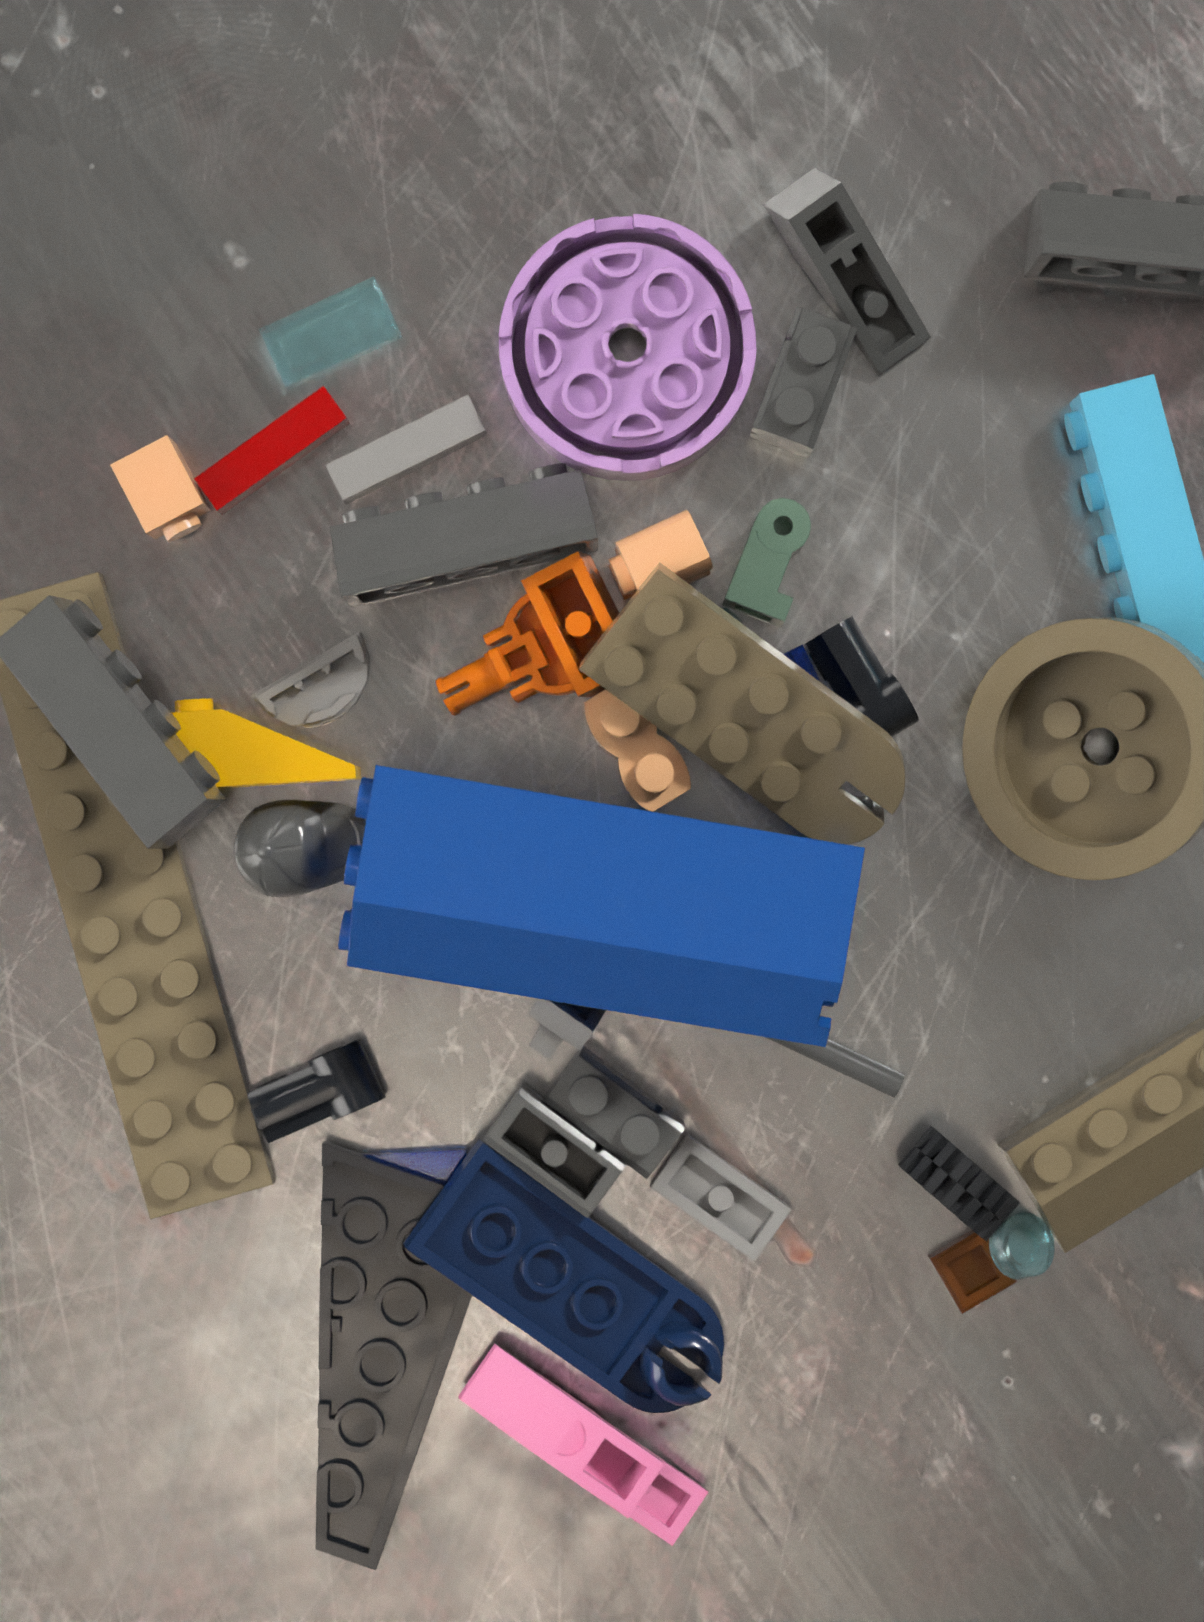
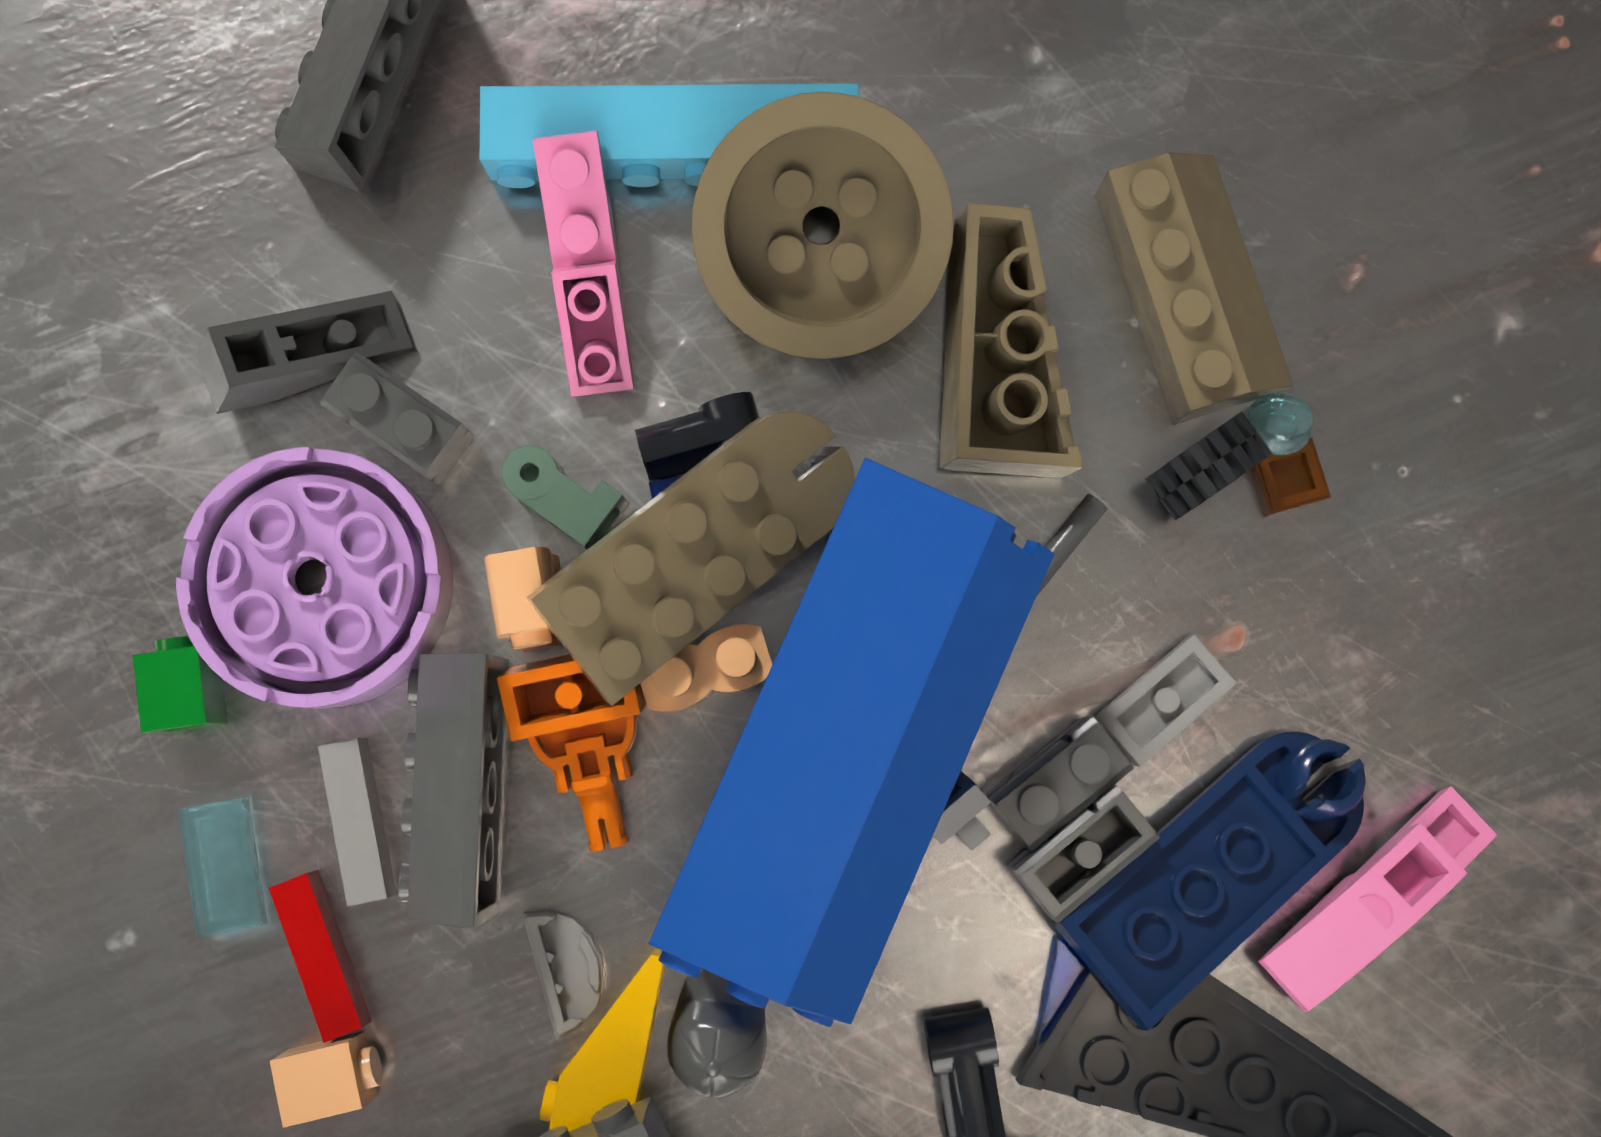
camera: 80 degrees left, 5 degrees down
(490, 244) = (177, 688): none -> green brick
(1004, 523) = (584, 263): none -> bright pink slope
(1016, 954) = (1000, 362): none -> dark tan wedge

